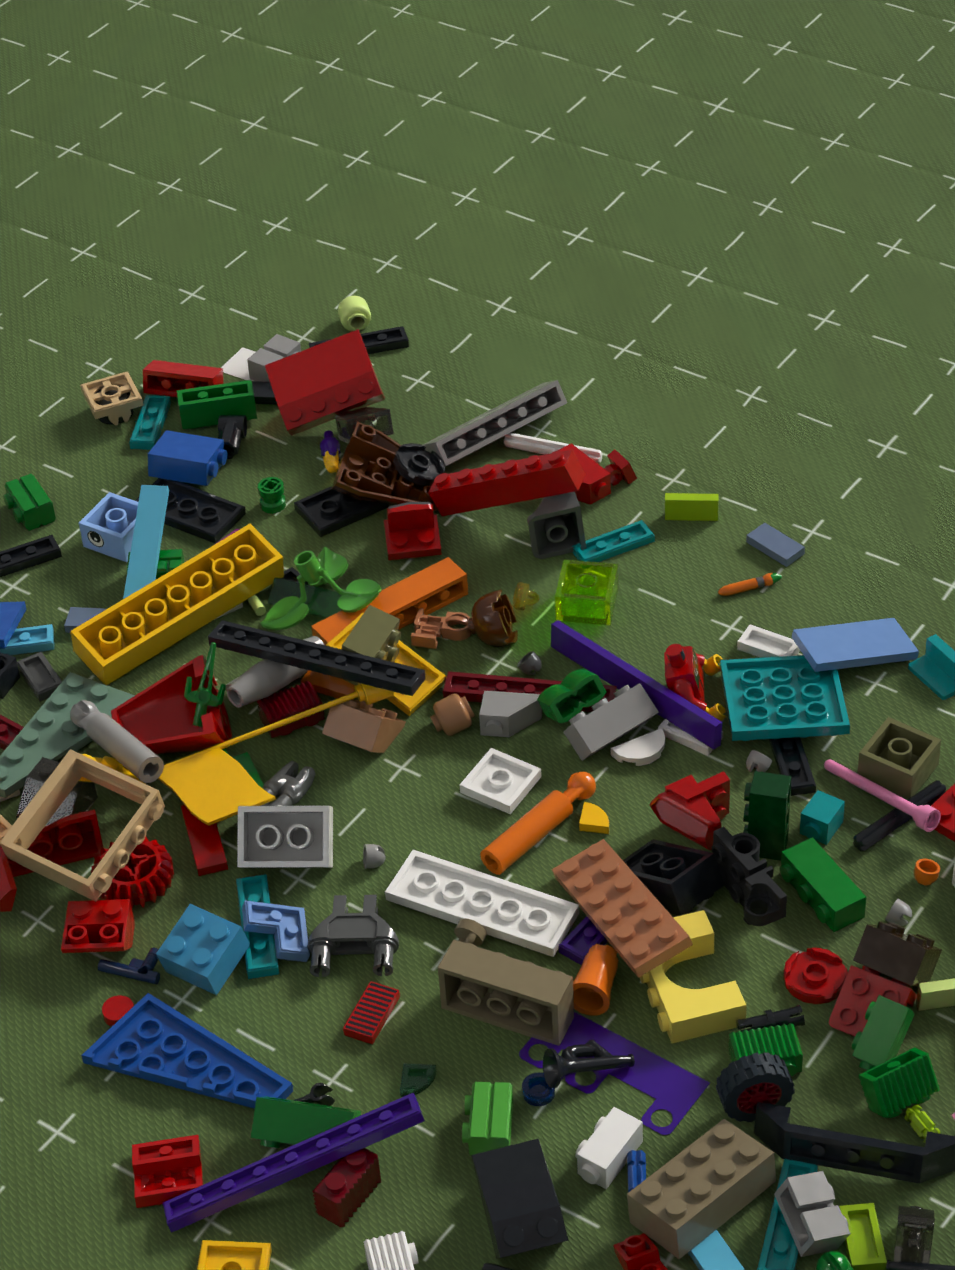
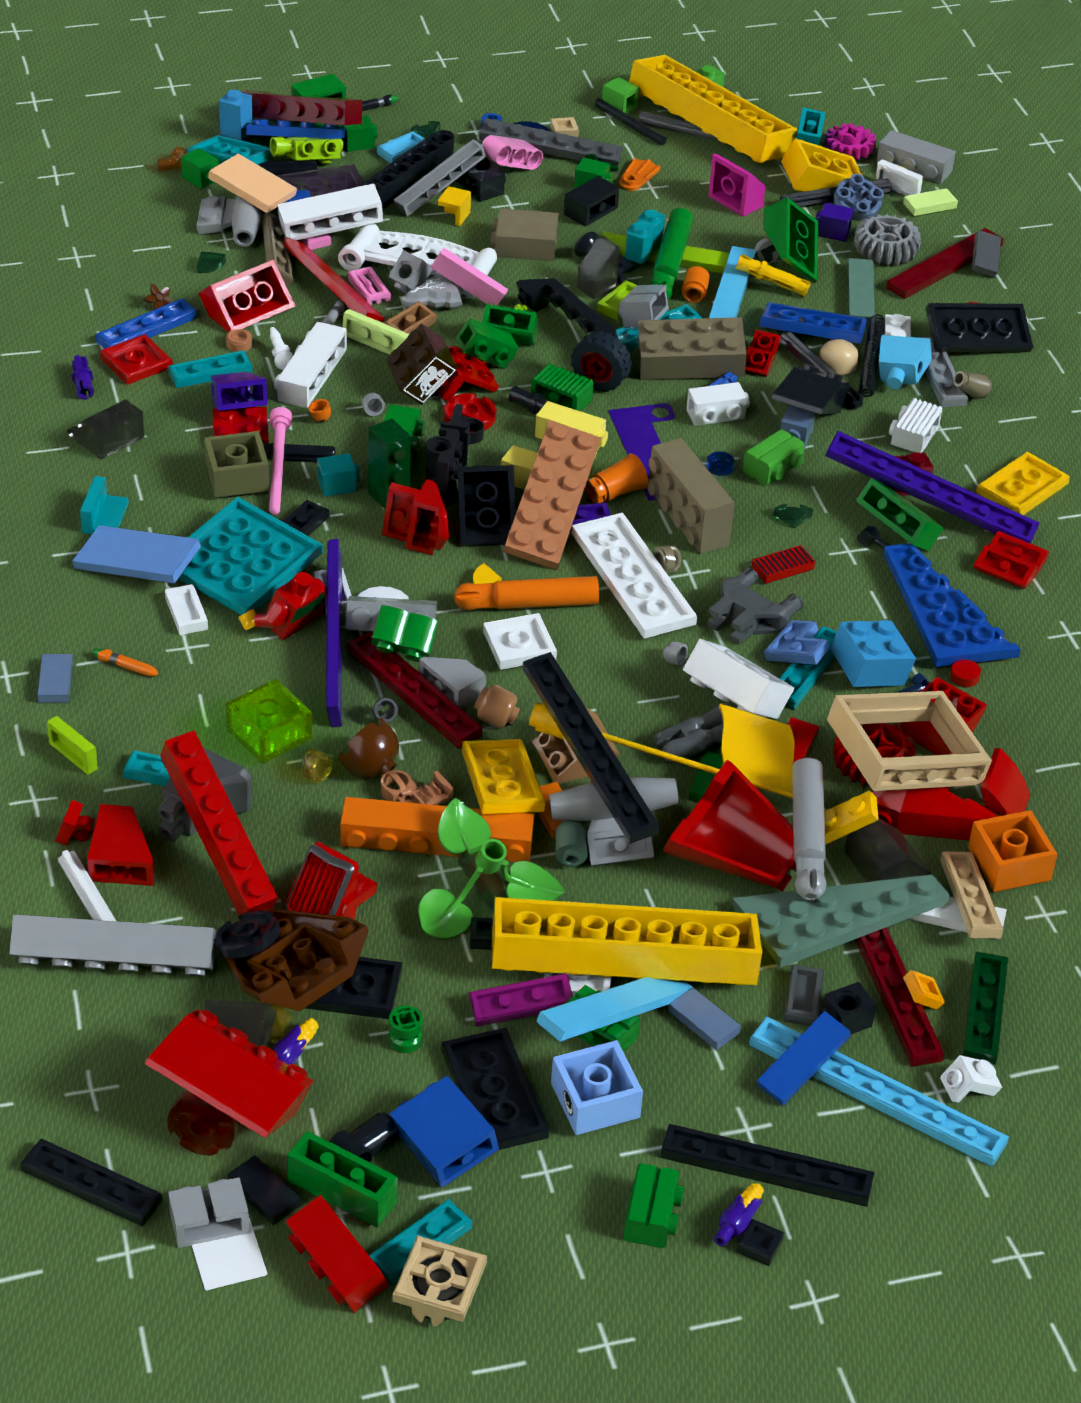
camera: 145 degrees left, 0 degrees up
(204, 695) = (699, 828): green piece -> none
(354, 313) = (49, 1216): yellowish green head -> none
(374, 636) = (525, 747): olive brick -> none
(571, 1061) = (706, 443): black piece -> none
(758, 761) = (322, 534): light grey hinge -> none

